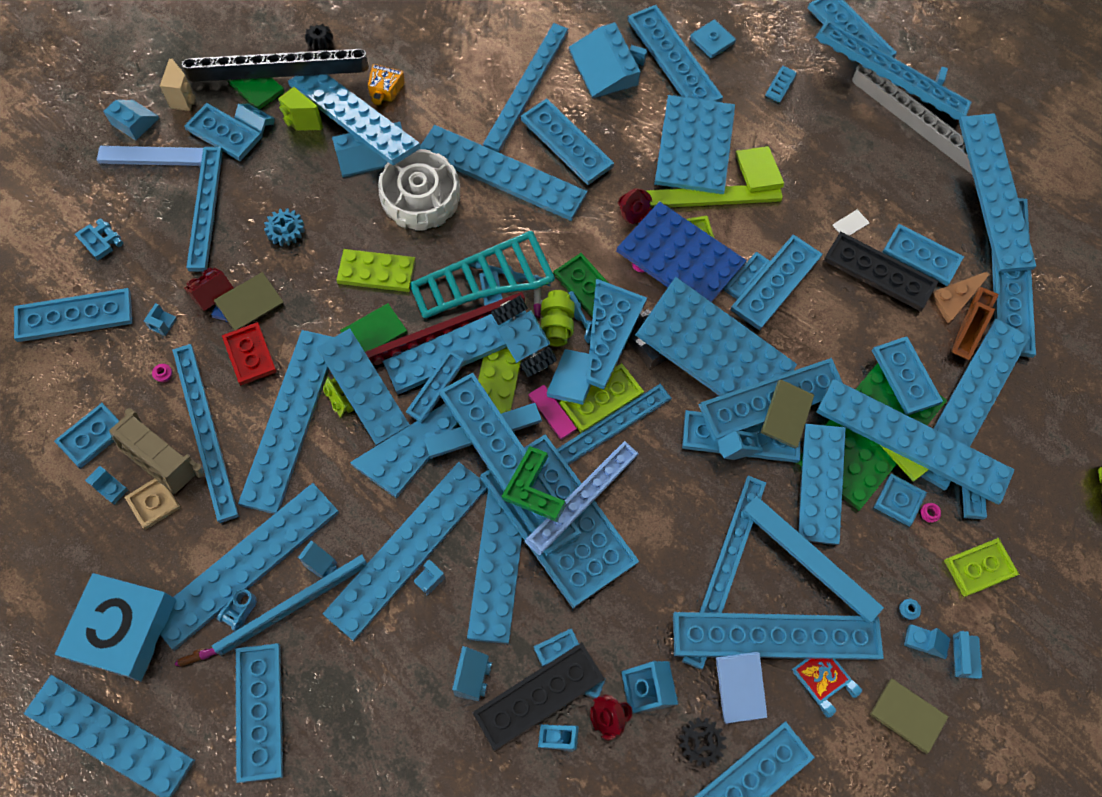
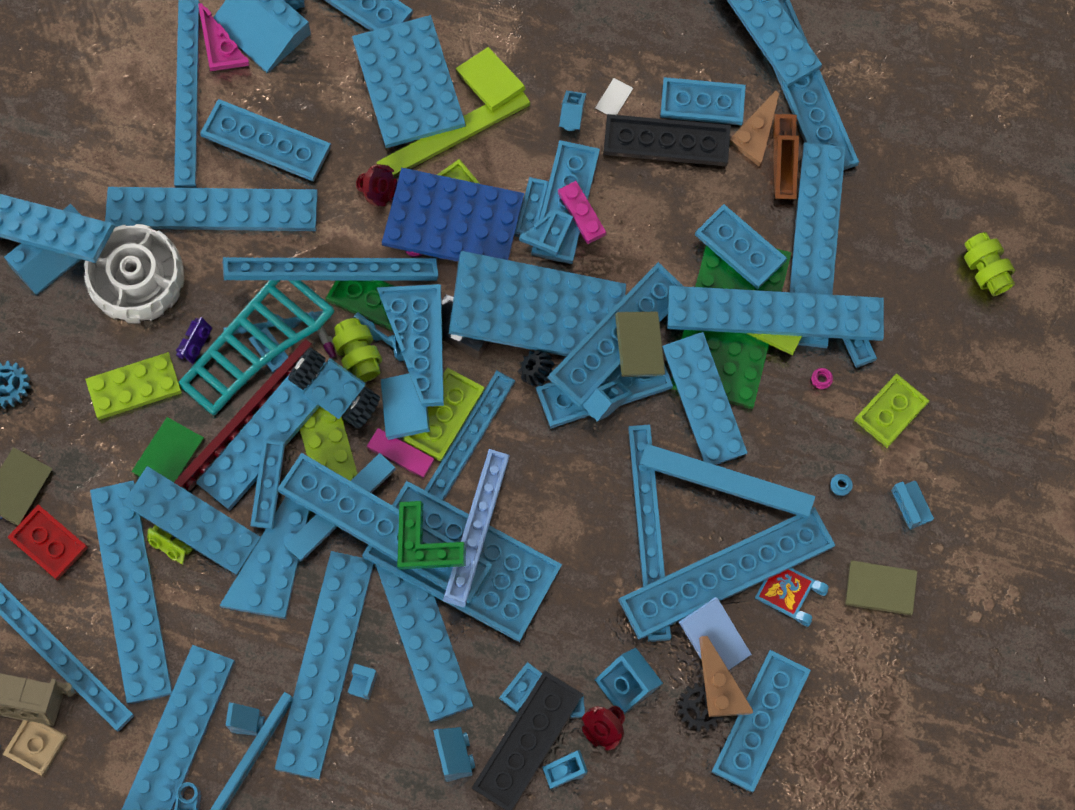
camera: 25 degrees left, 5 degrees up
(384, 83) = (24, 163): light orange torso -> none
(441, 256) = (198, 333): none -> dark purple hinge
(566, 65) = (220, 49): none -> dark pink wing
(566, 248) = (330, 269): none -> dark azure plate
(692, 394) = (536, 368): none -> black gear
(727, 737) = (722, 691): none -> medium nougat wing
(752, 296) = (549, 232): none -> dark azure wing
(786, 294) = (582, 212): none -> dark pink plate
(813, 217) = (572, 110): none -> dark azure slope
(900, 500) = (787, 379): dark azure tile -> none
(927, 641) = (870, 508): dark azure slope -> none

